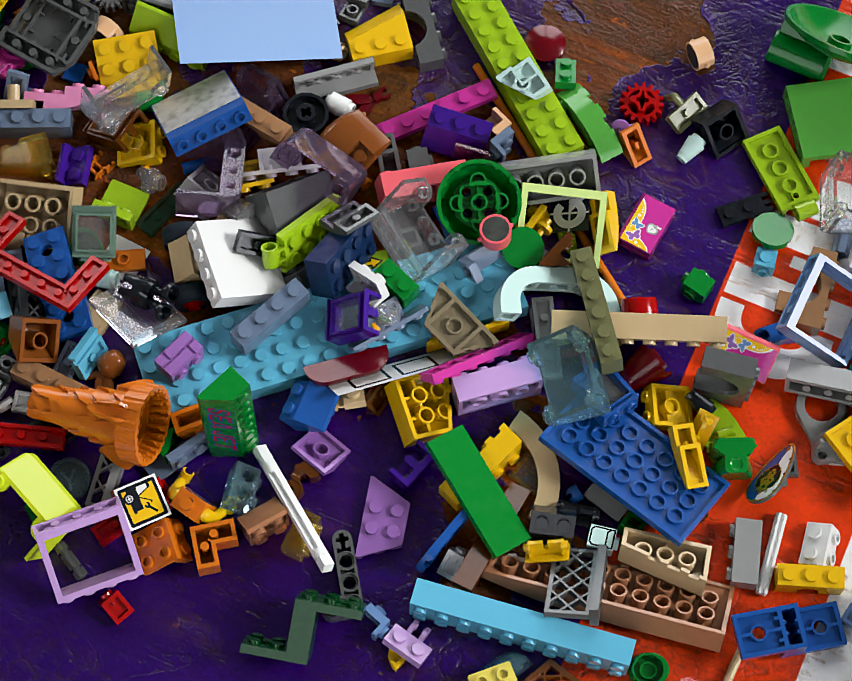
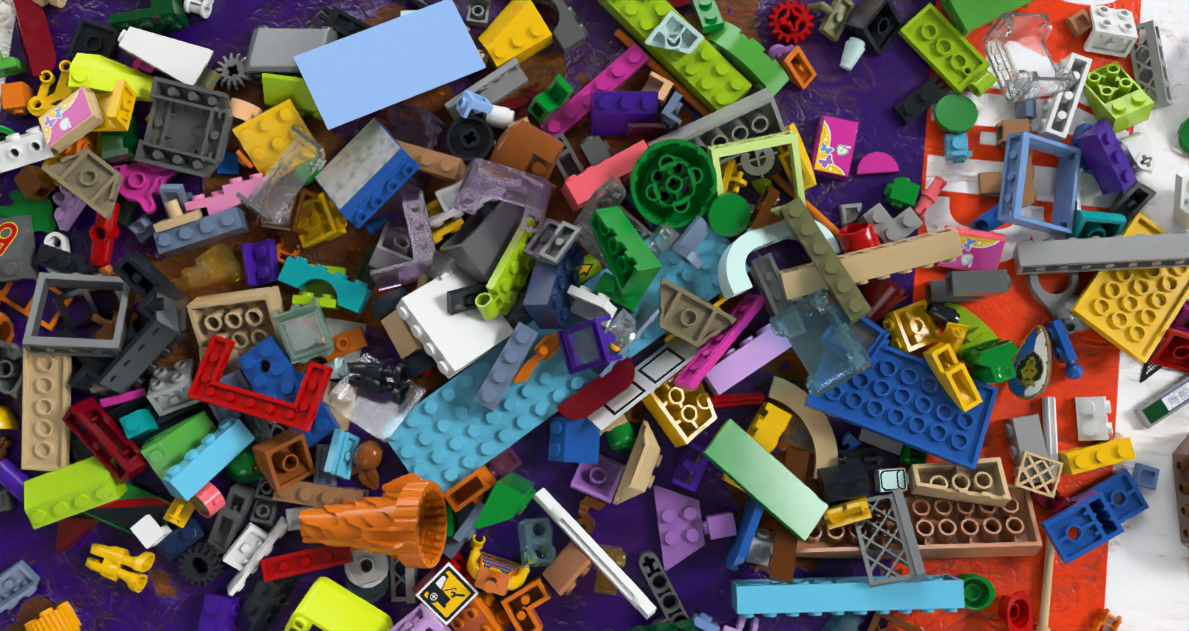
camera: 15 degrees left, 15 degrees up
(78, 473) = (363, 578): none -> white tile
(108, 185) = (349, 294): none -> teal arch
(150, 179) = (342, 253): clear animal -> none
(179, 357) = (432, 437): medium lavender brick -> none
(309, 315) = (544, 350): none -> orange piece
(318, 81) = (472, 101): none -> light blue bracket
(355, 421) = (621, 438): none -> green head
(363, 454) = (640, 465): none -> tan wedge
(393, 105) = (551, 100): none -> green brick
(412, 242) = (624, 250): none -> green wedge
(421, 530) = (719, 525): none -> medium lavender brick
(476, 423) = (735, 400): none -> red axle
(495, 232) = (700, 211): piece -> none
(643, 288) = (849, 213): none -> light grey tile
(669, 304) = (888, 228): none -> light grey brick
(682, 253) = (877, 164): none -> dark pink tile
(723, 297) = (929, 196): none -> coral pin
(735, 586) = (1055, 480): none -> tan window
(749, 601) = (1049, 504): none -> dark red bracket
(808, 473) = (1063, 348): none -> blue plate

